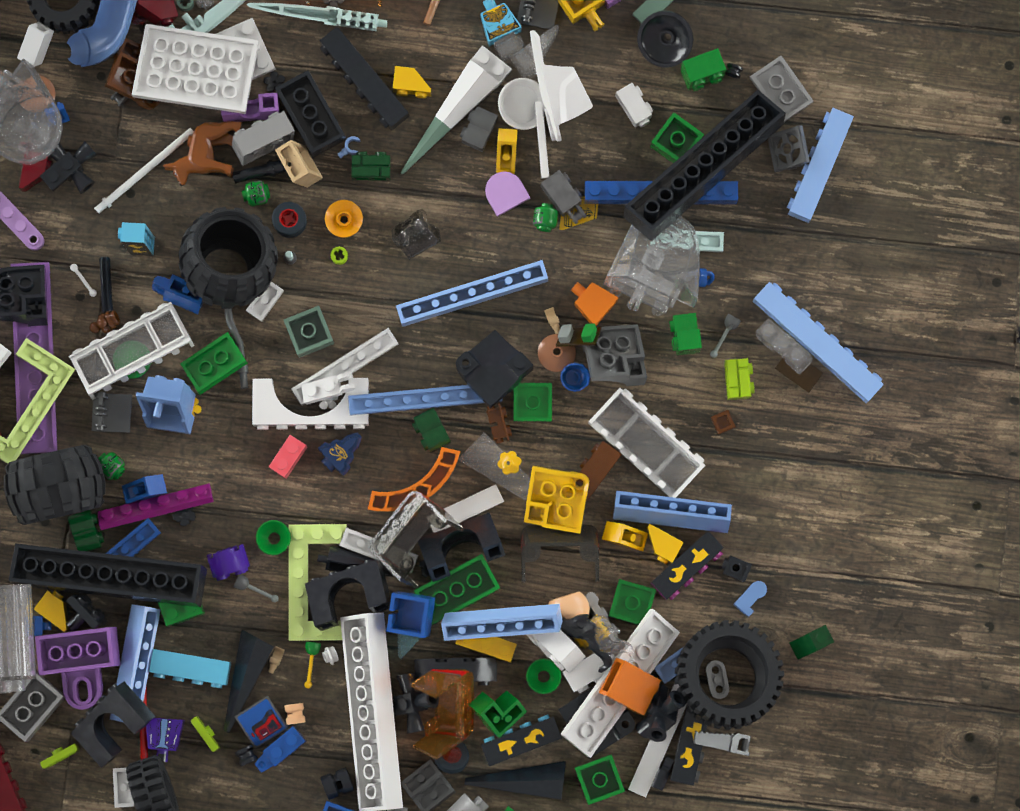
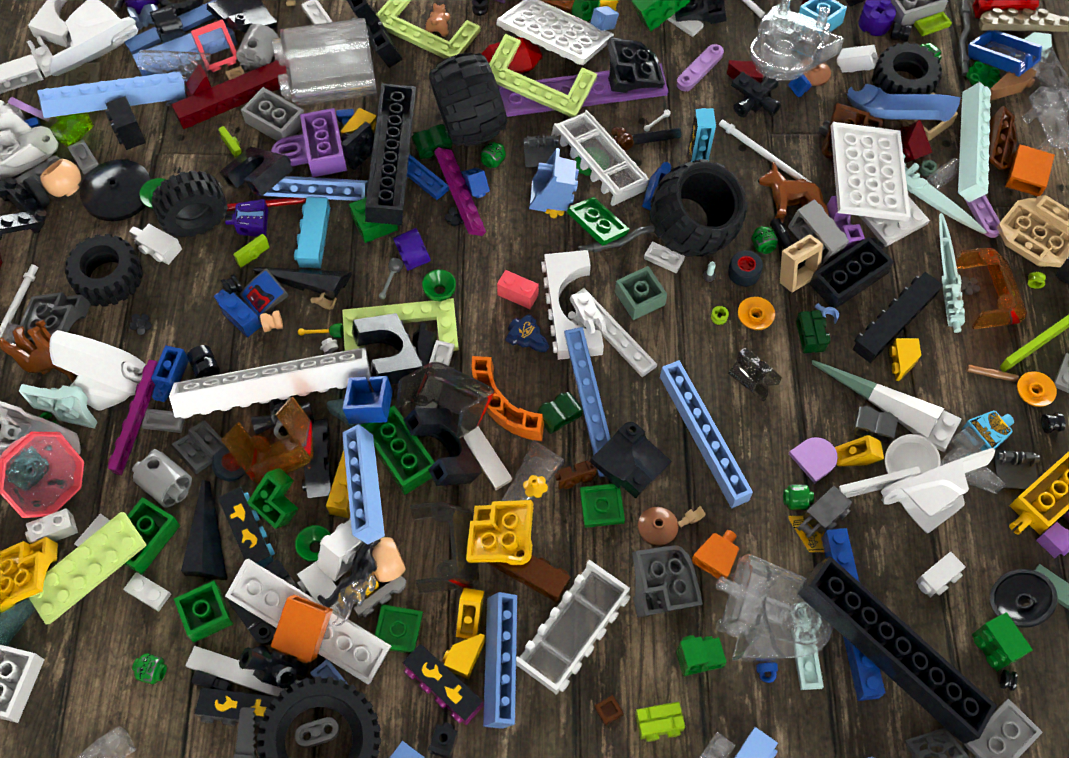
camera: 85 degrees right, 20 degrees down
(575, 377) = (634, 540): blue hair -> none
(578, 336) = (677, 536): piece -> none
(675, 138) = (919, 616): green brick -> none
(731, 323) = (722, 706): hinge -> none

